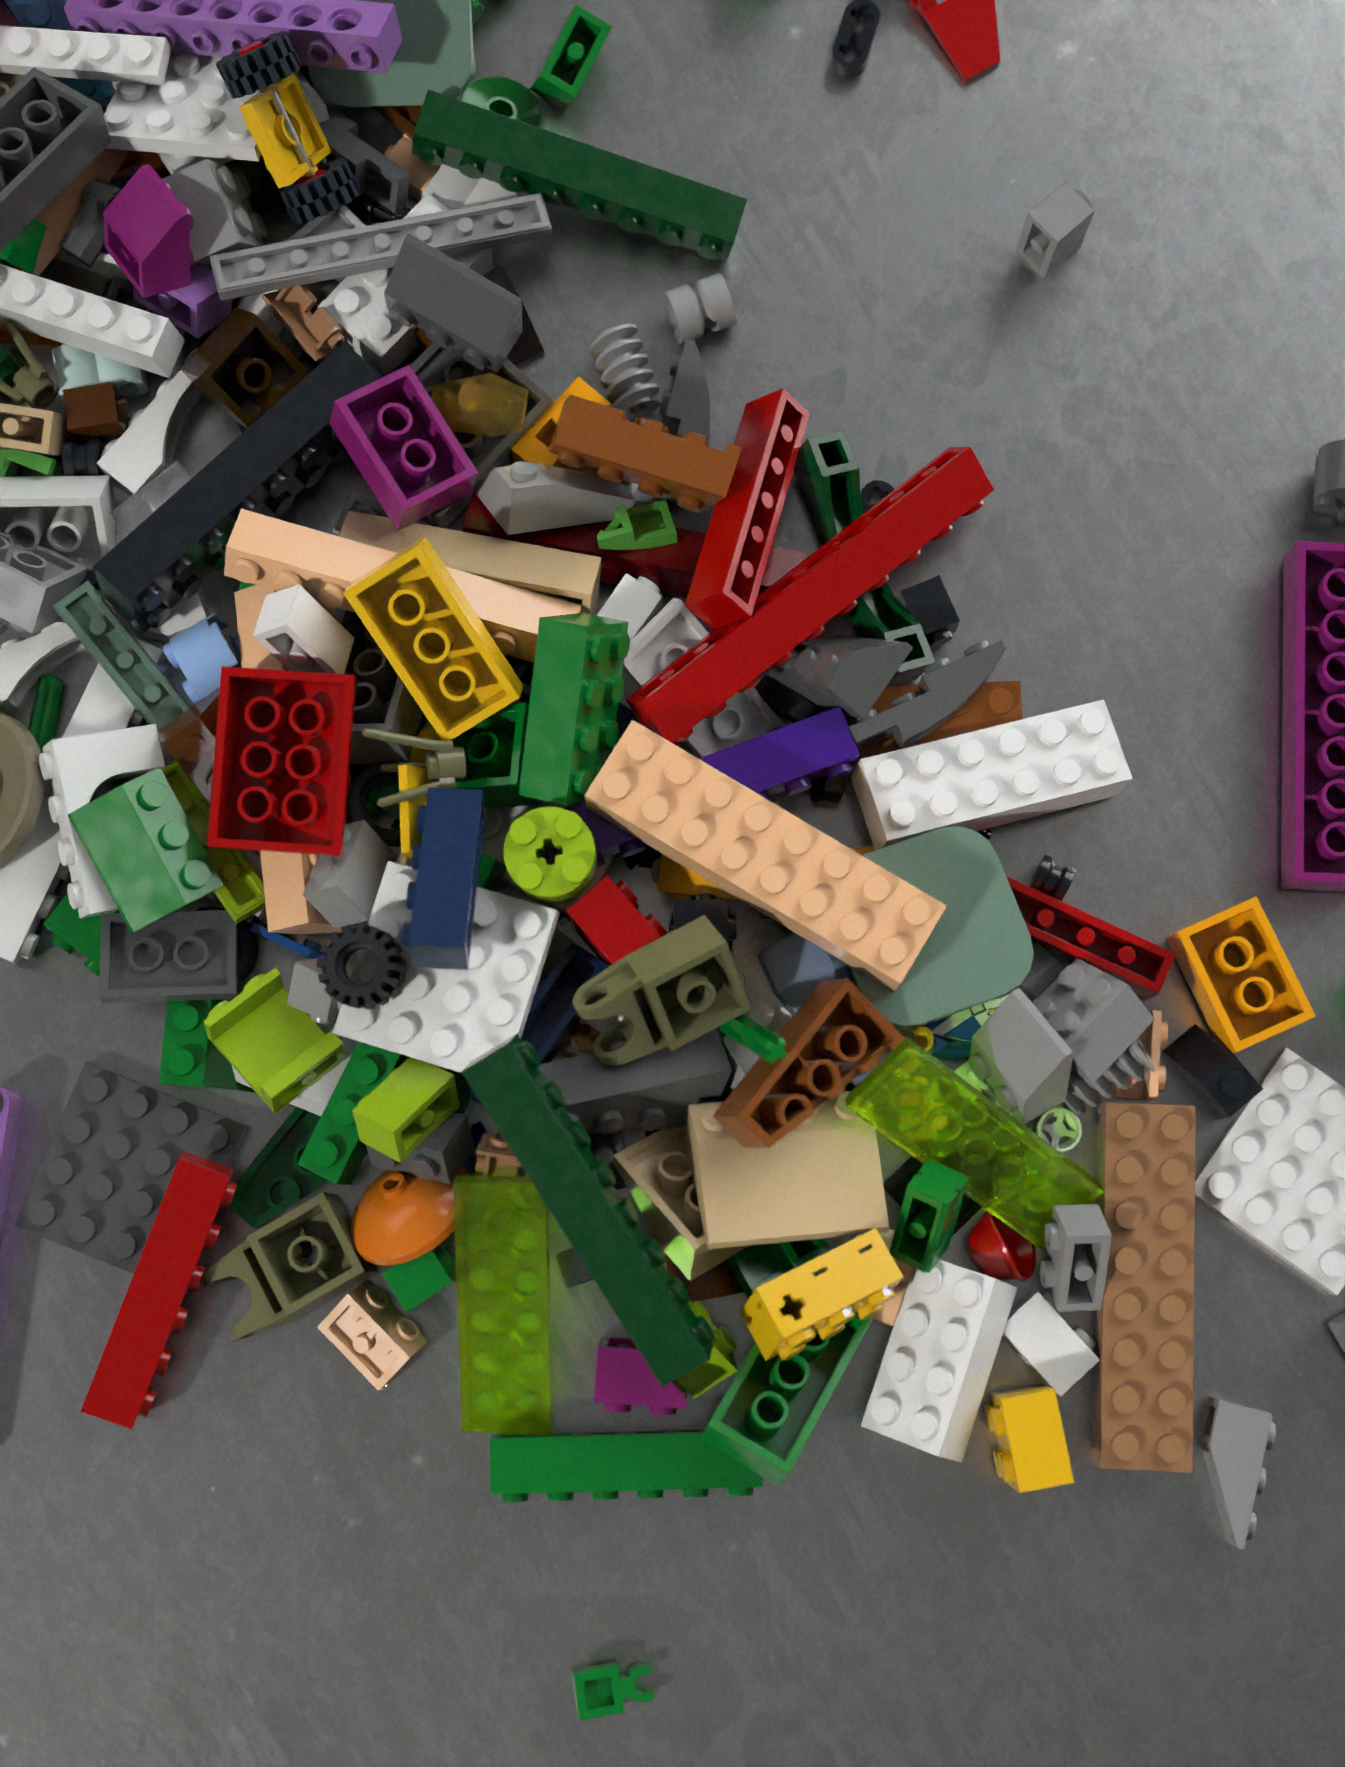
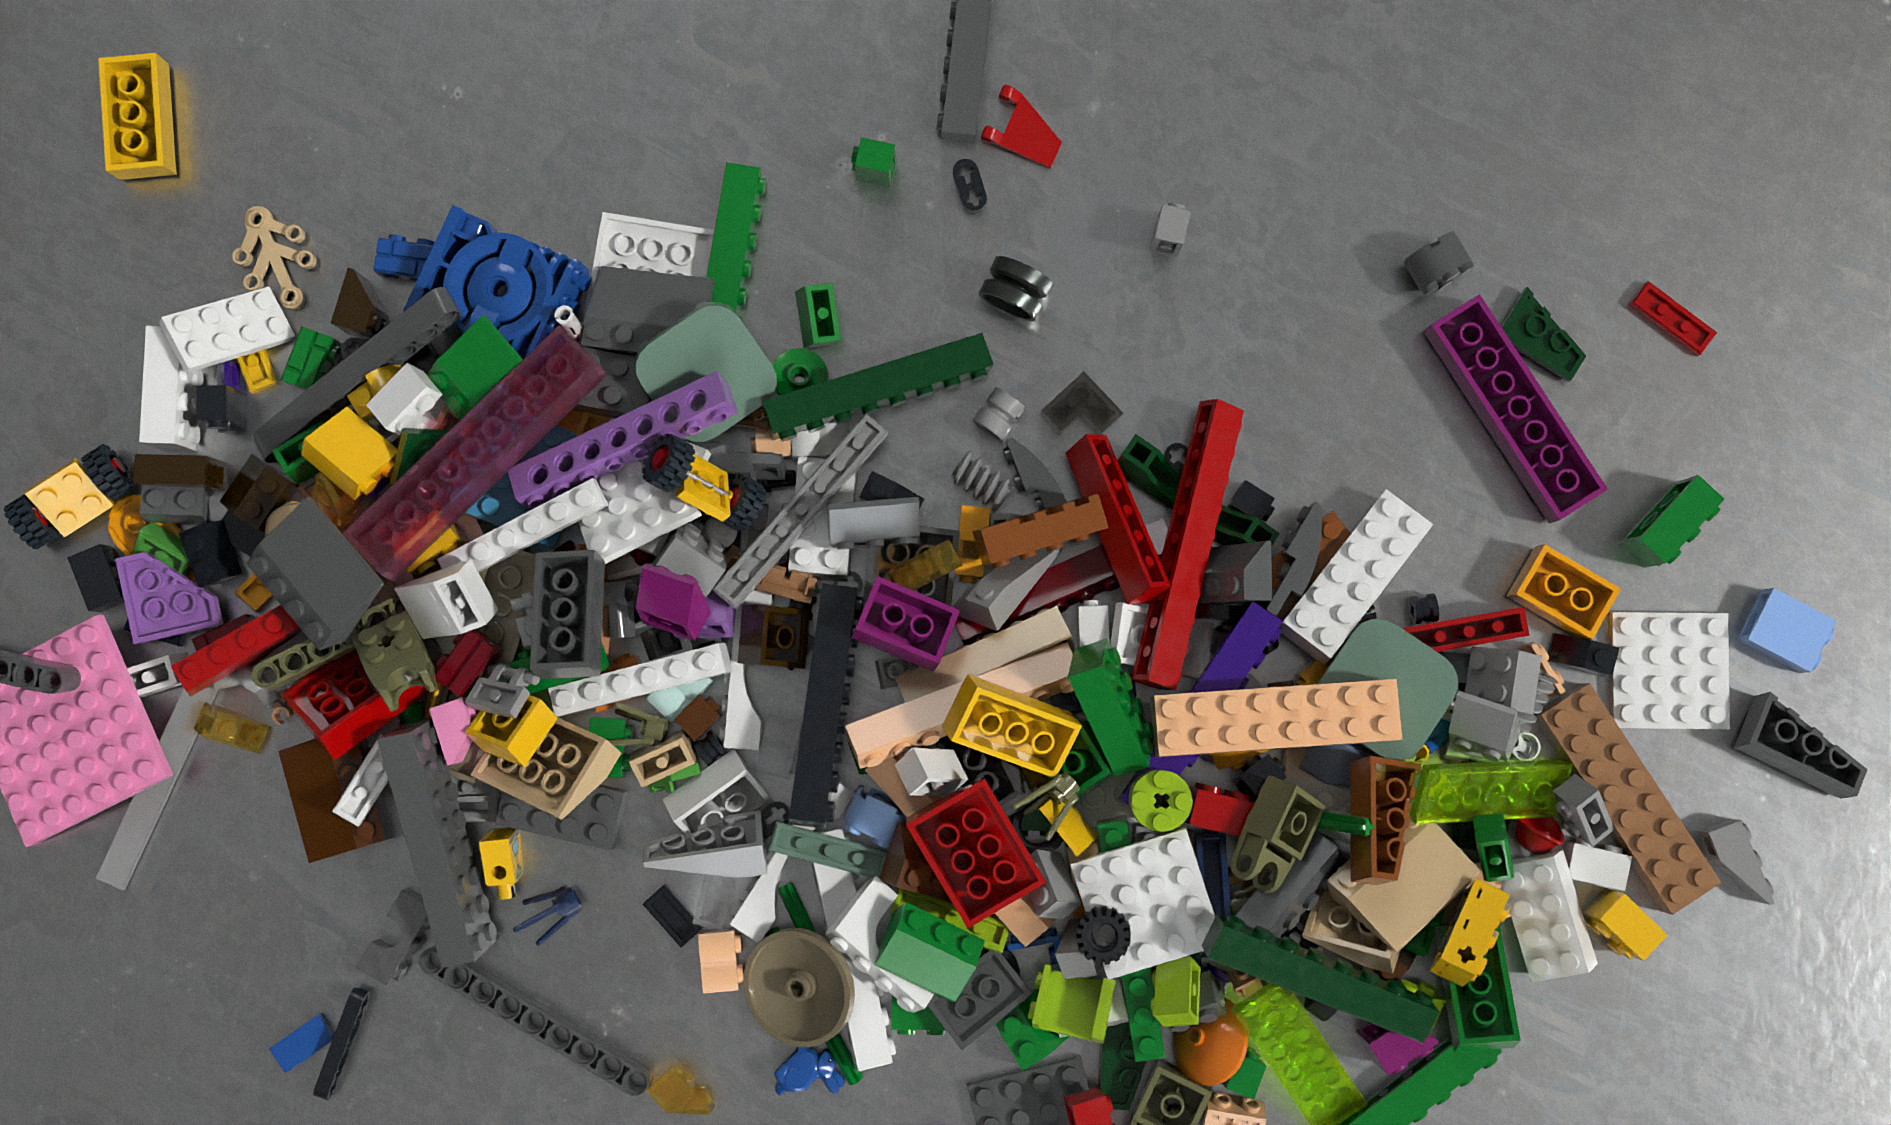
camera: 40 degrees left, 5 degrees up
(446, 879) = (1117, 855): dark blue brick -> none
(639, 528) = (1062, 571): bright green slope -> none
(802, 353) = (1083, 400): none -> clear smoke brick
(822, 174) = (1015, 288): none -> pearl dark grey wheel

